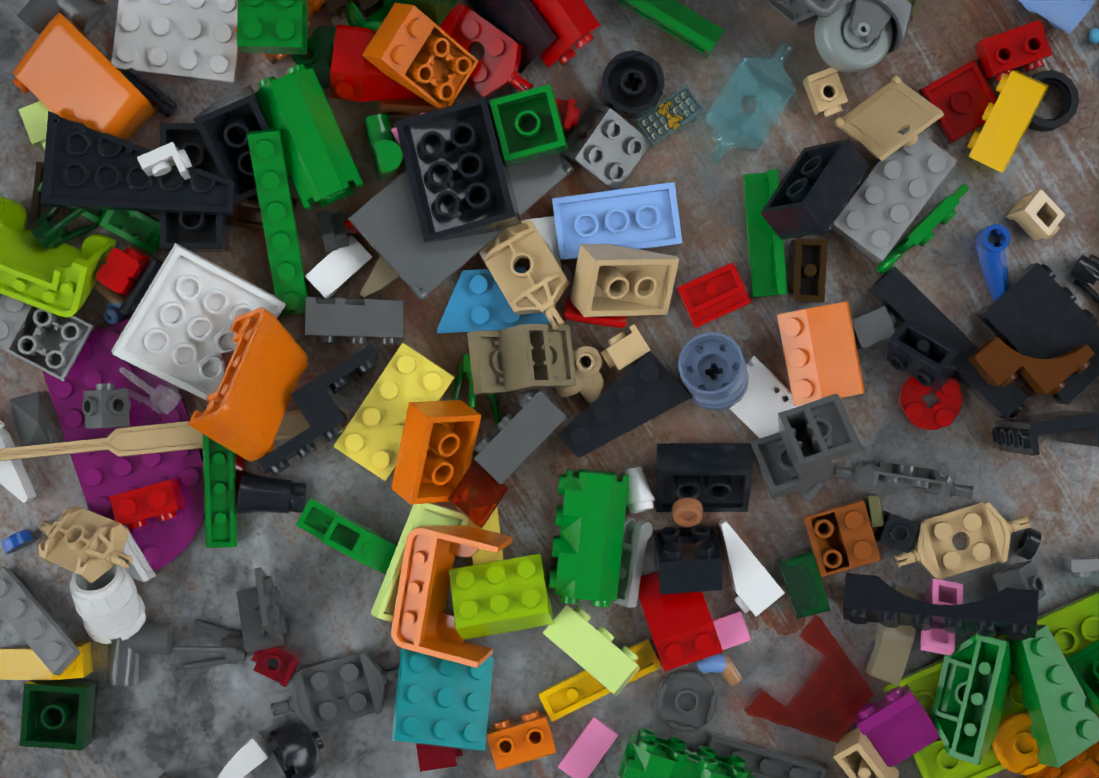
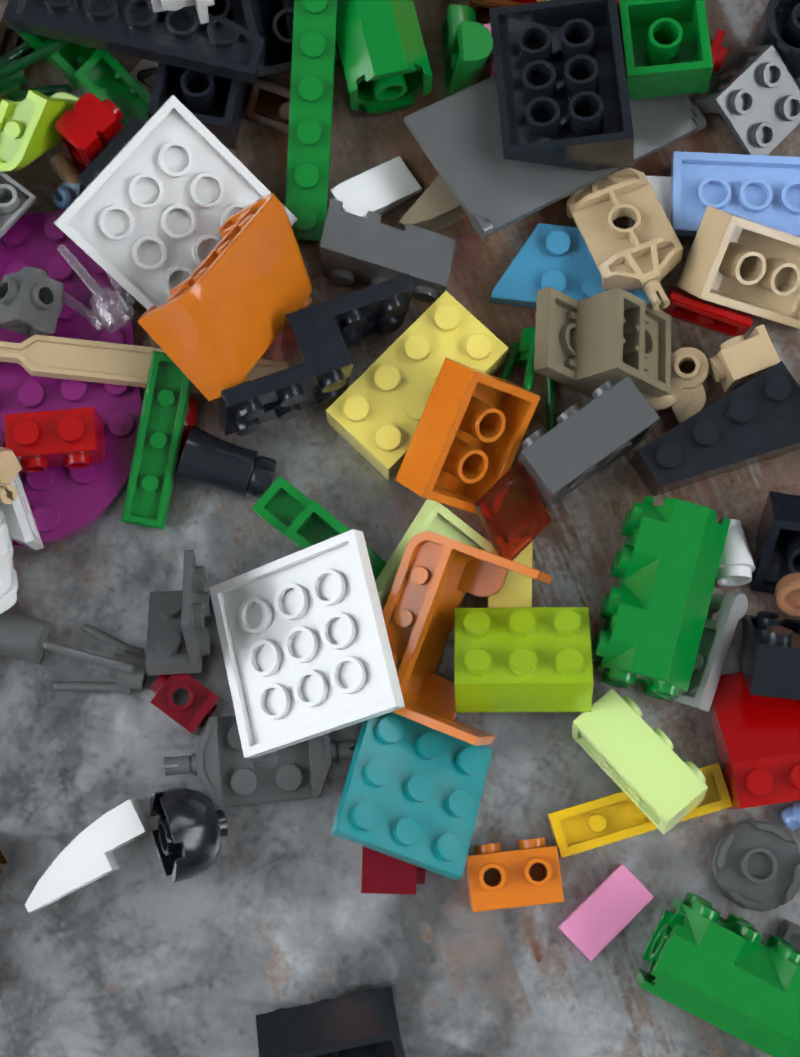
camera: 10 degrees right, 10 degrees down
(334, 230) = (380, 141): pearl dark grey piece -> none
(350, 617) = (305, 645): none -> white plate

